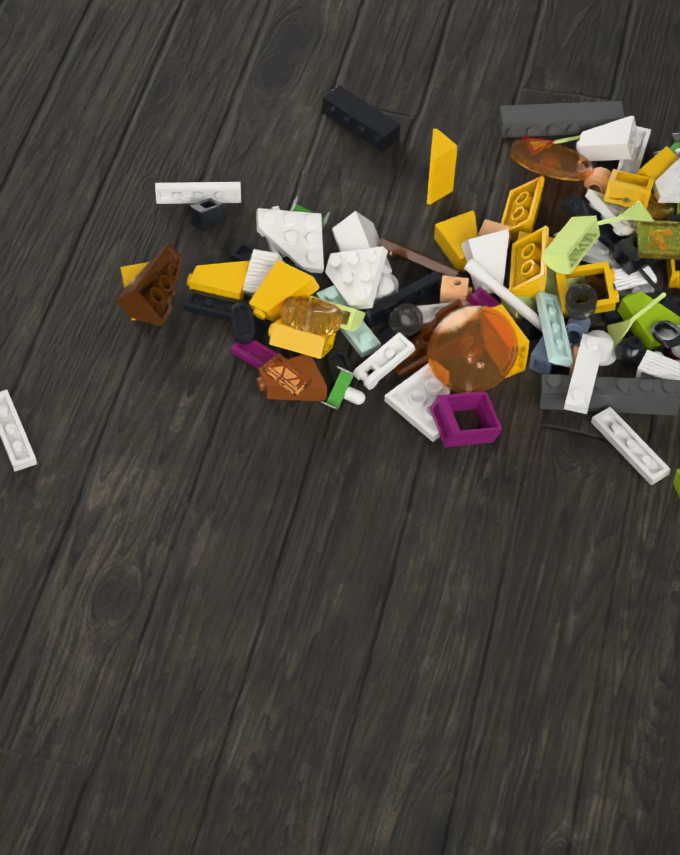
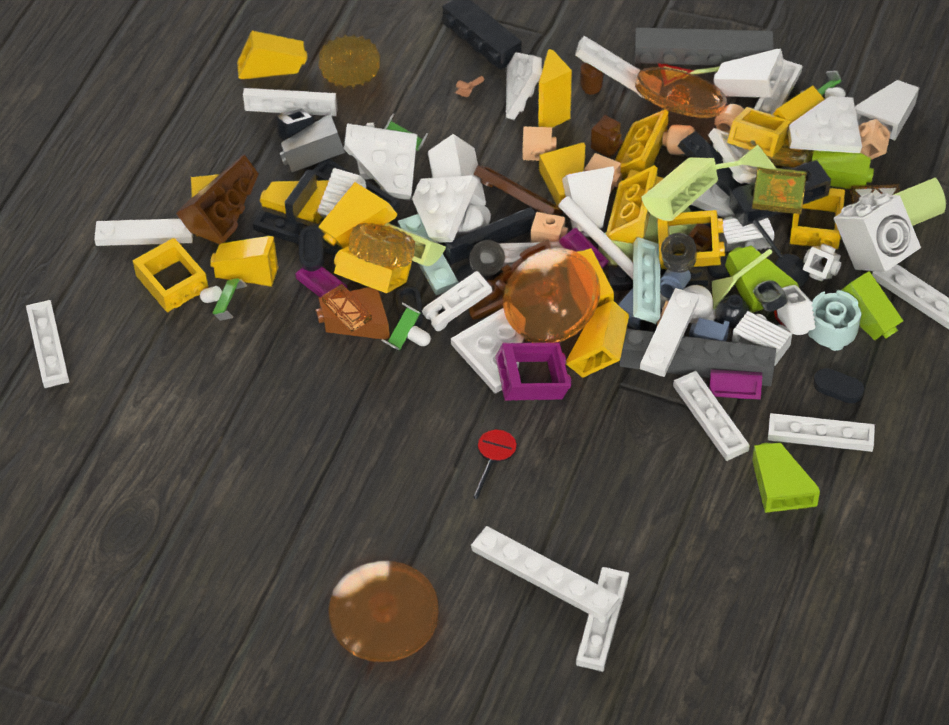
camera: 10 degrees right, 0 degrees up
(82, 320) = (141, 232): none -> white plate
(105, 342) = (161, 258): none -> yellow window
(169, 374) = (223, 297): none -> piece
(173, 152) = (270, 56): none -> yellow slope
(184, 339) = (248, 260): none -> yellow slope
(227, 229) = (312, 145): none -> dark grey slope
(227, 275) = (300, 195): none -> black tile
(245, 152) = (336, 65): none -> clear yellow gear
(354, 170) = (466, 88): none -> nougat hand
(367, 650) = (383, 611): none -> clear orange dish
(406, 158) = (522, 76): none -> white plate
(430, 213) = (537, 141): none -> light nougat brick
(442, 490) = (497, 447): none -> red piece
(467, 152) = (590, 79): none -> reddish brown brick
(485, 139) = (607, 63): none -> white plate
(490, 203) = (606, 136): none -> reddish brown brick
(511, 602) = (546, 574): none -> white plate
(521, 387) = (600, 340): none -> yellow slope
(553, 201) = (673, 137): none -> light nougat head
(569, 638) = (598, 634): none -> white plate
(615, 368) = (709, 330): none -> sand blue brick
(648, 415) = (736, 384): none -> magenta tile

